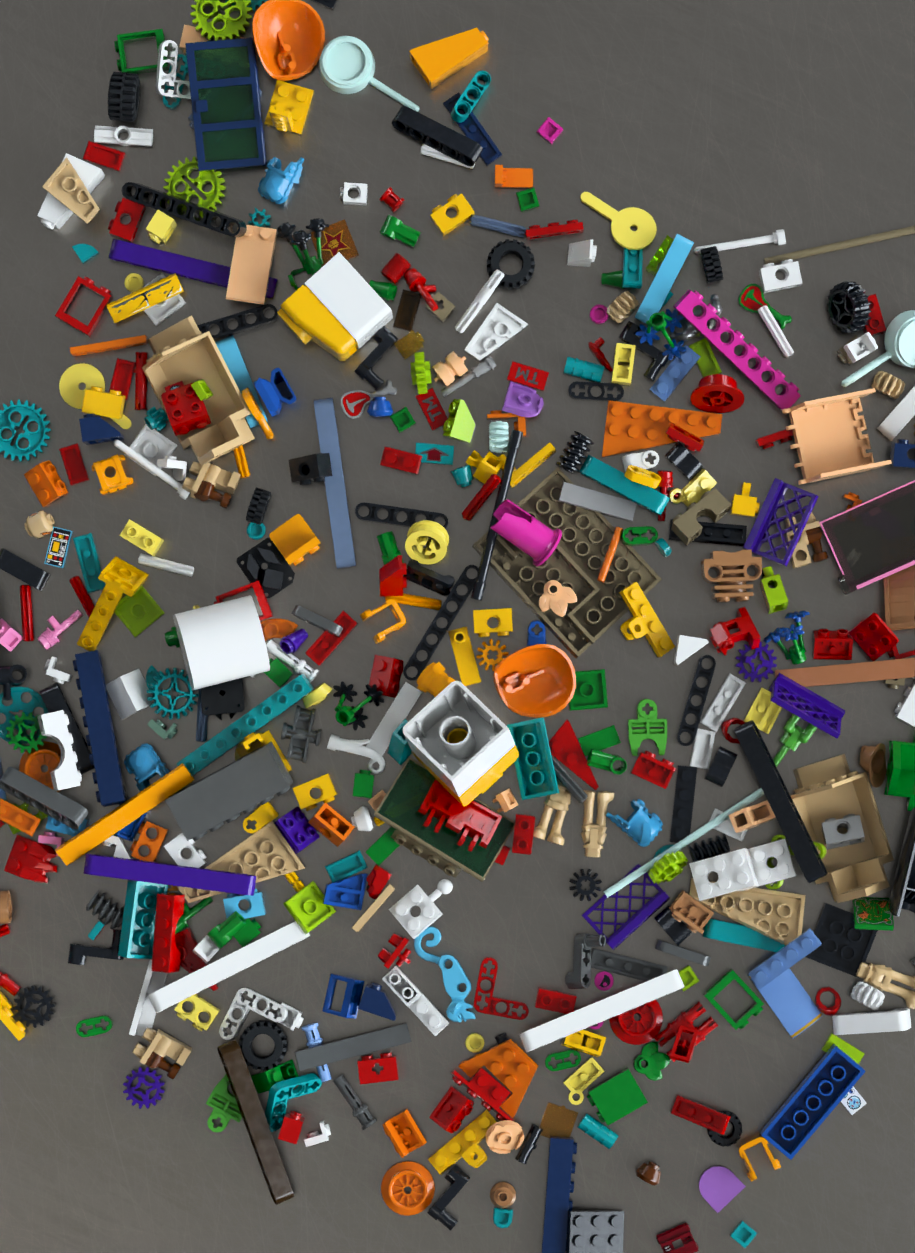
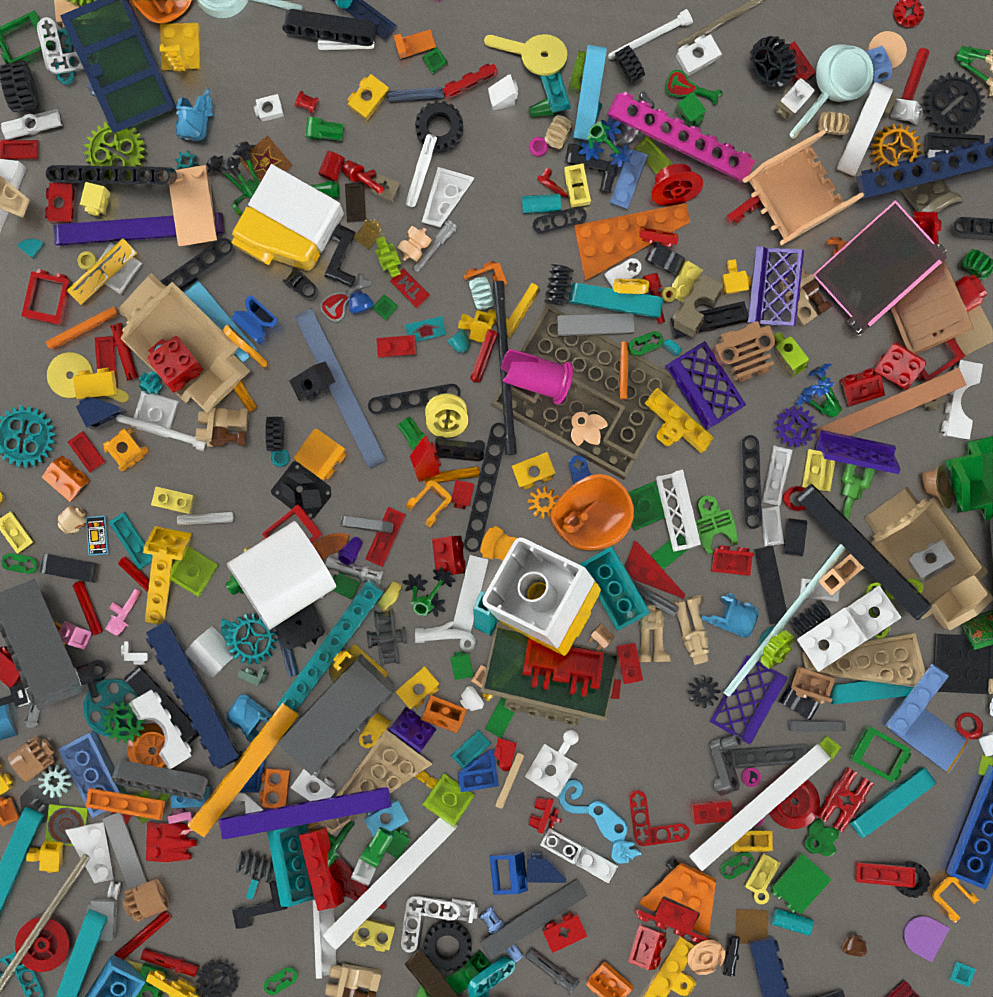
camera: 25 degrees left, 0 degrees up
(179, 467) = (187, 421): white bracket -> none
(202, 389) = (184, 340): lime tile -> none
(328, 369) = (299, 282): none -> black piece
(417, 621) = (462, 494): none -> red brick
(459, 423) = (440, 293): slope -> none
(464, 656) = (517, 512): yellow piece -> none
(474, 1042) = (648, 876): light yellow tile -> none
(522, 400) = (493, 252): medium lavender tile -> none
(528, 376) = (490, 227): red tile -> none
(605, 761) = (683, 568): green piece -> none
(624, 705) = (685, 510): none -> white fence
(668, 598) = (694, 395): none -> dark purple fence
(684, 1044) = (849, 813): red slope -> none
(686, 647) = (725, 435): white slope -> none
(732, 1049) = (893, 802): none -> teal beam
(747, 632) = (760, 415): red tile -> none
(754, 328) = (691, 111): none -> green brick
(775, 331) = (712, 109): white axle -> none

